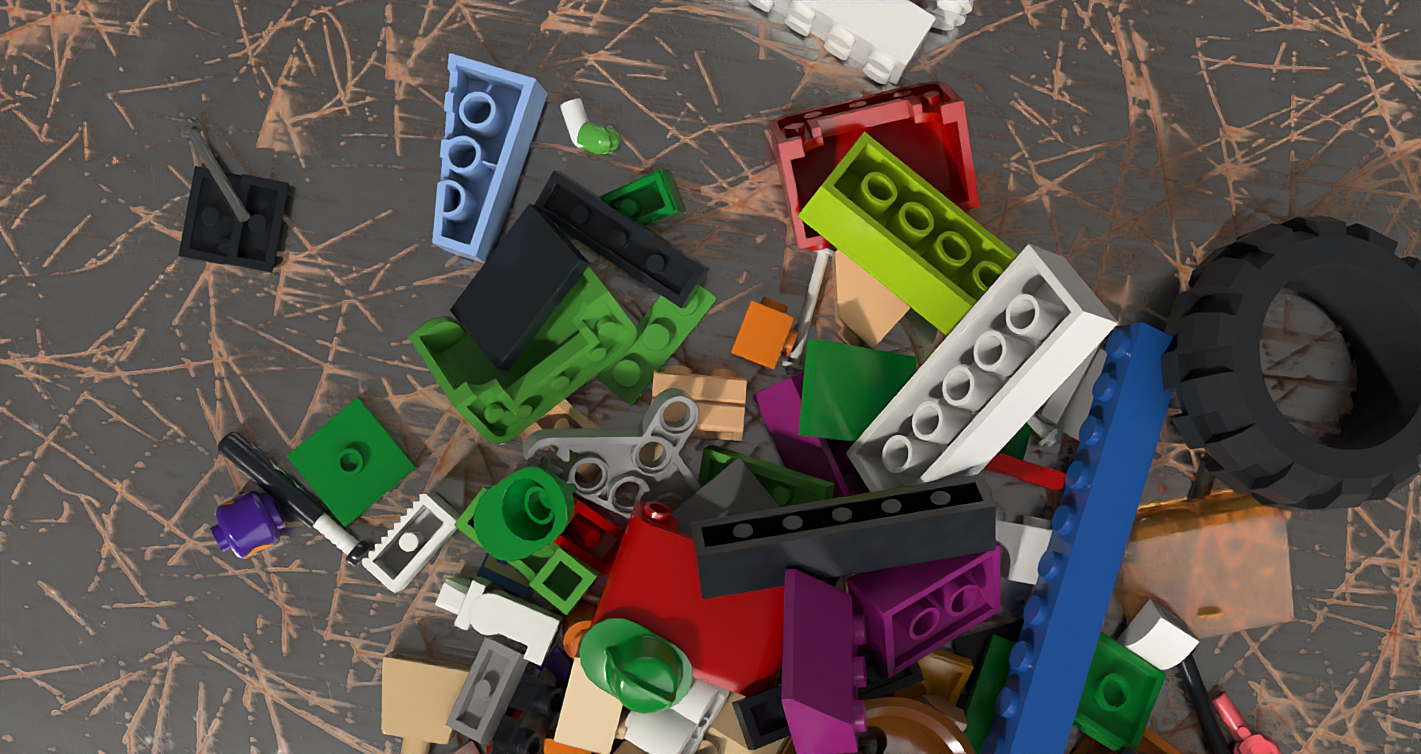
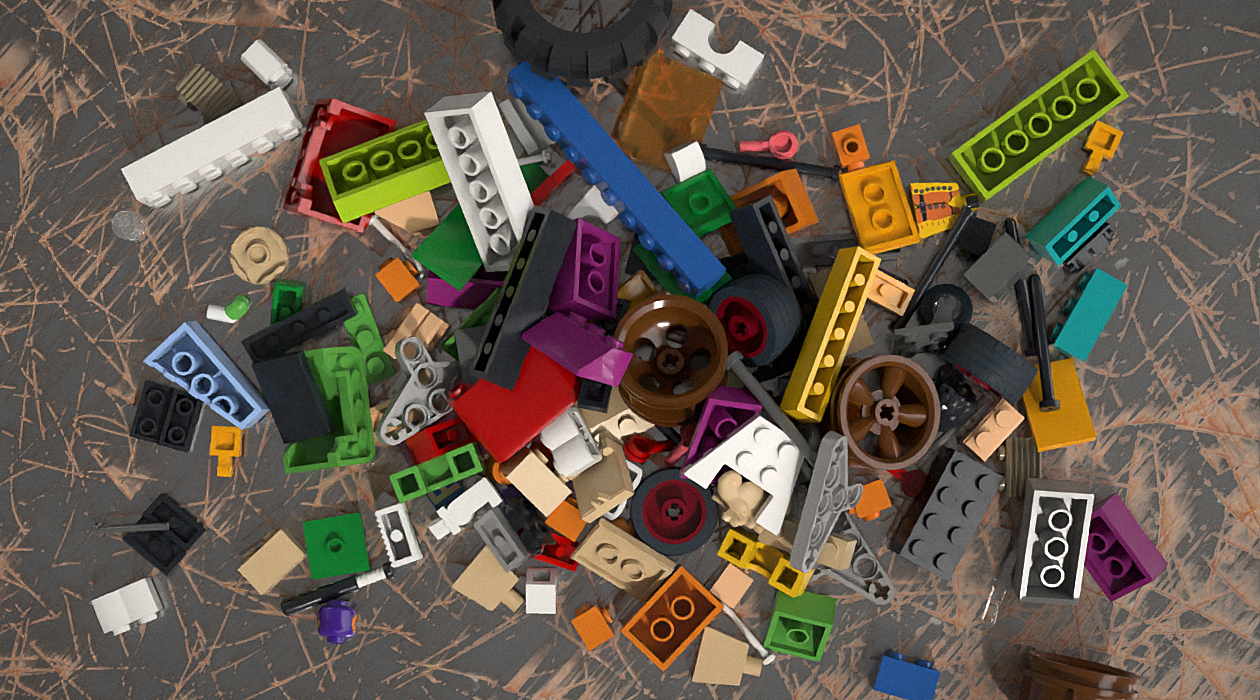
camera: 50 degrees left, 0 degrees up
(107, 226) = (127, 605): none -> white brick
(280, 388) = (272, 560): none -> tan brick
(394, 127) = (165, 416): none -> black slope
(403, 231) = (226, 443): none -> light orange plate
(523, 513) = (413, 460): green piece -> none
(635, 665) = (528, 447): green piece -> none
(685, 126) = (259, 255): none -> tan tile
(1327, 552) = (735, 67): none -> white arch

